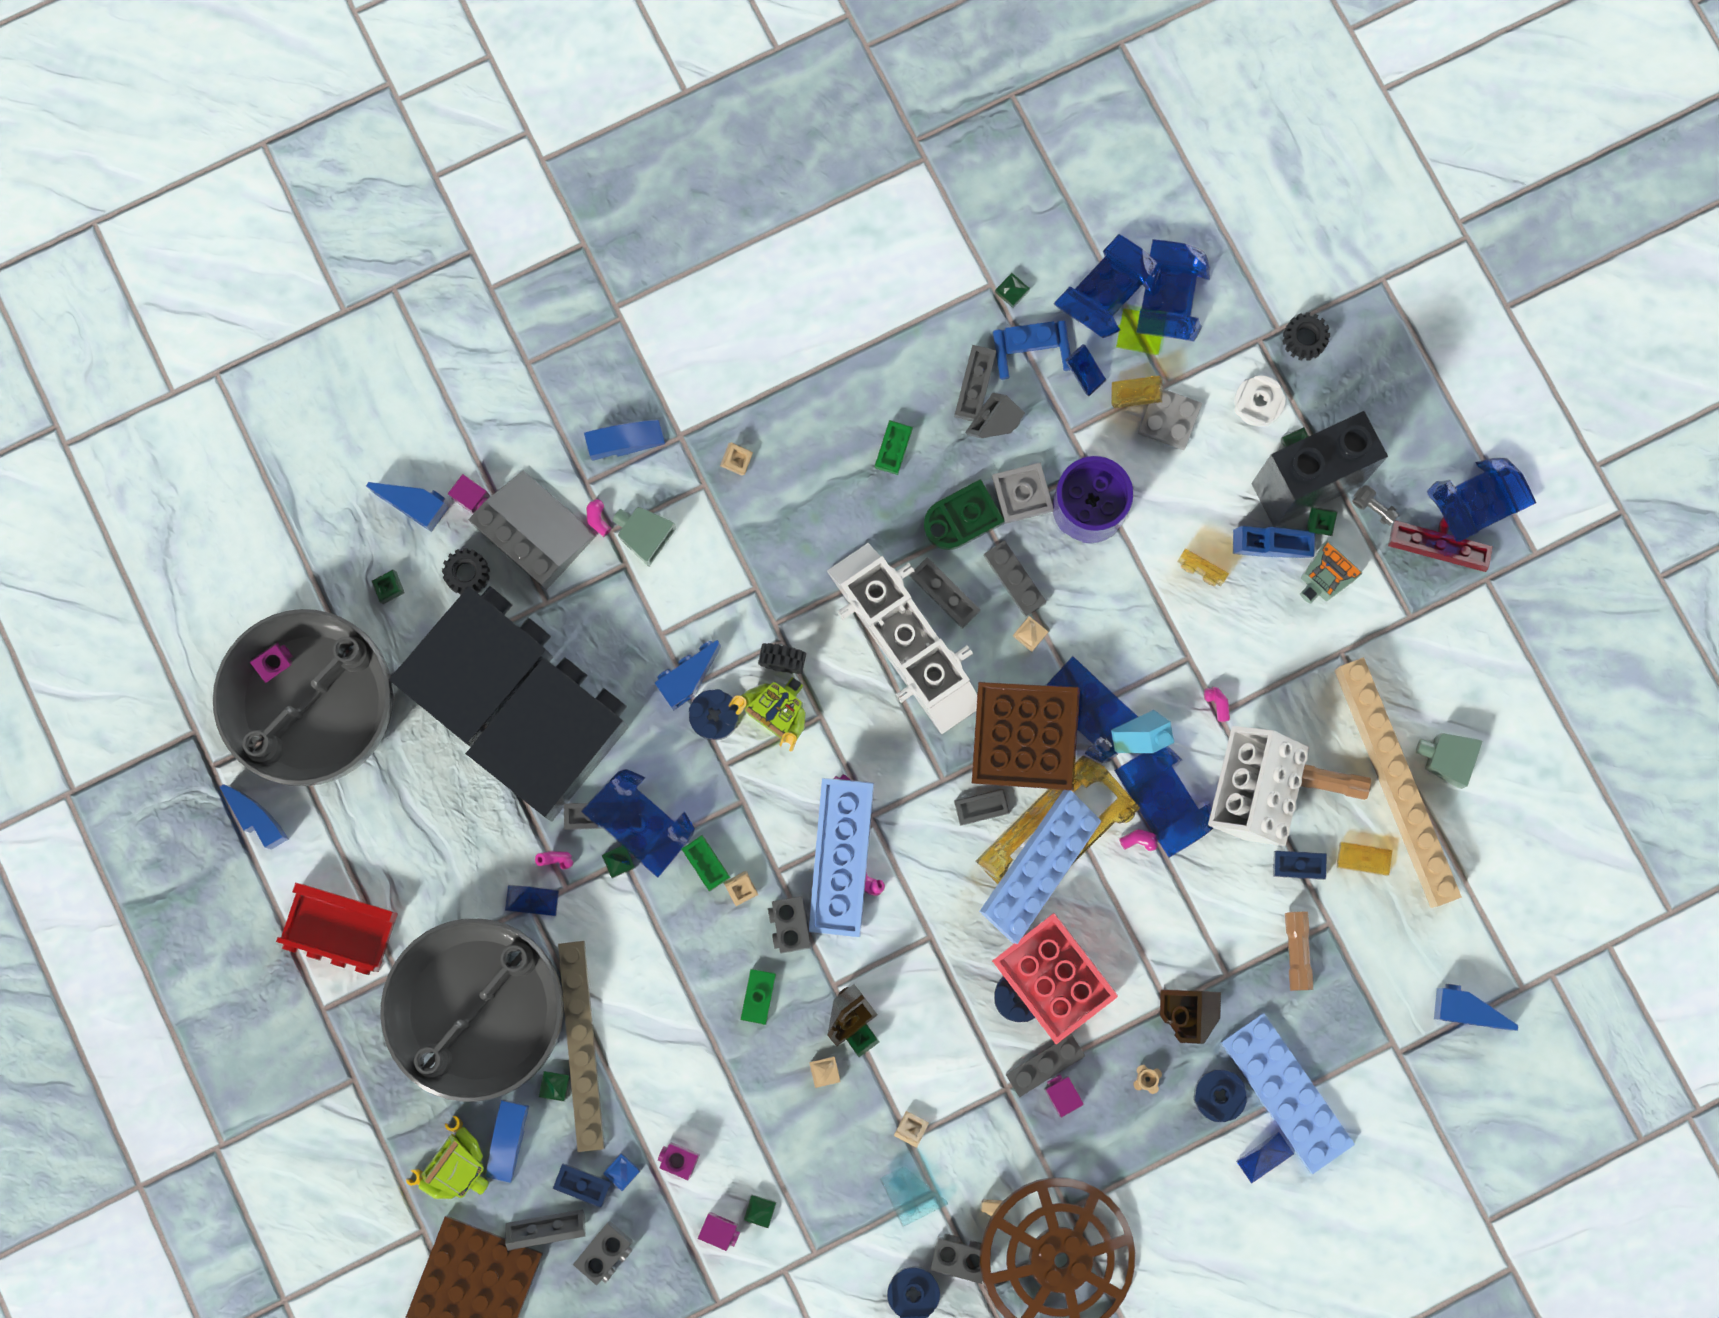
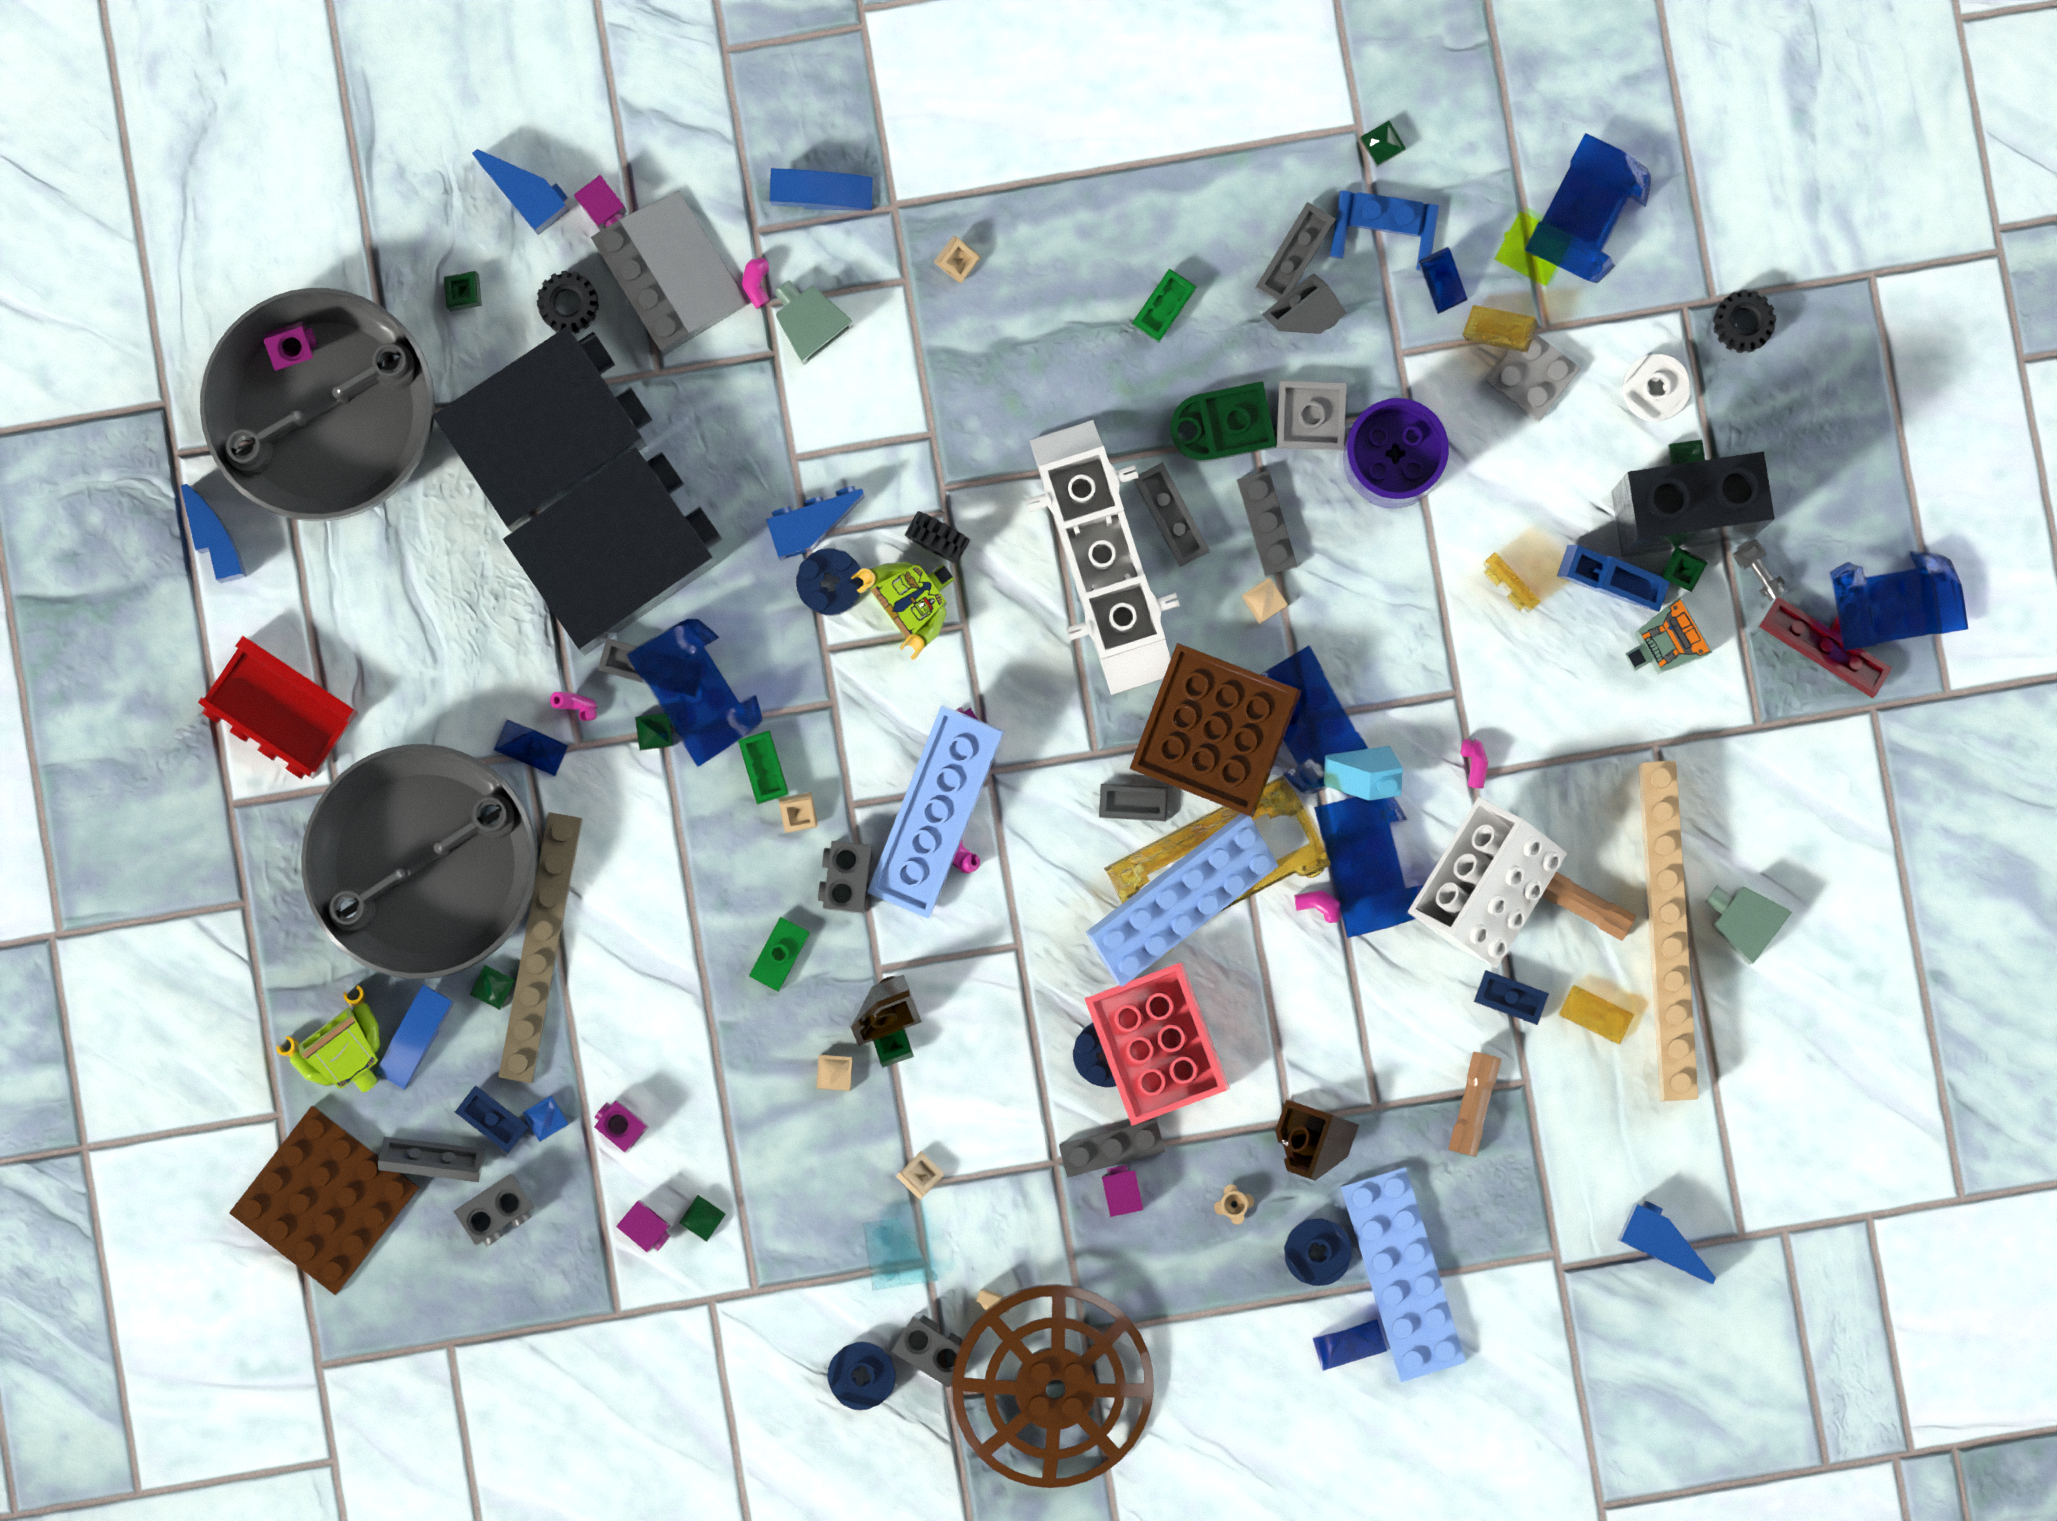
camera: 20 degrees right, 5 degrees up
(1110, 286) = (1509, 179): clear blue piece -> none

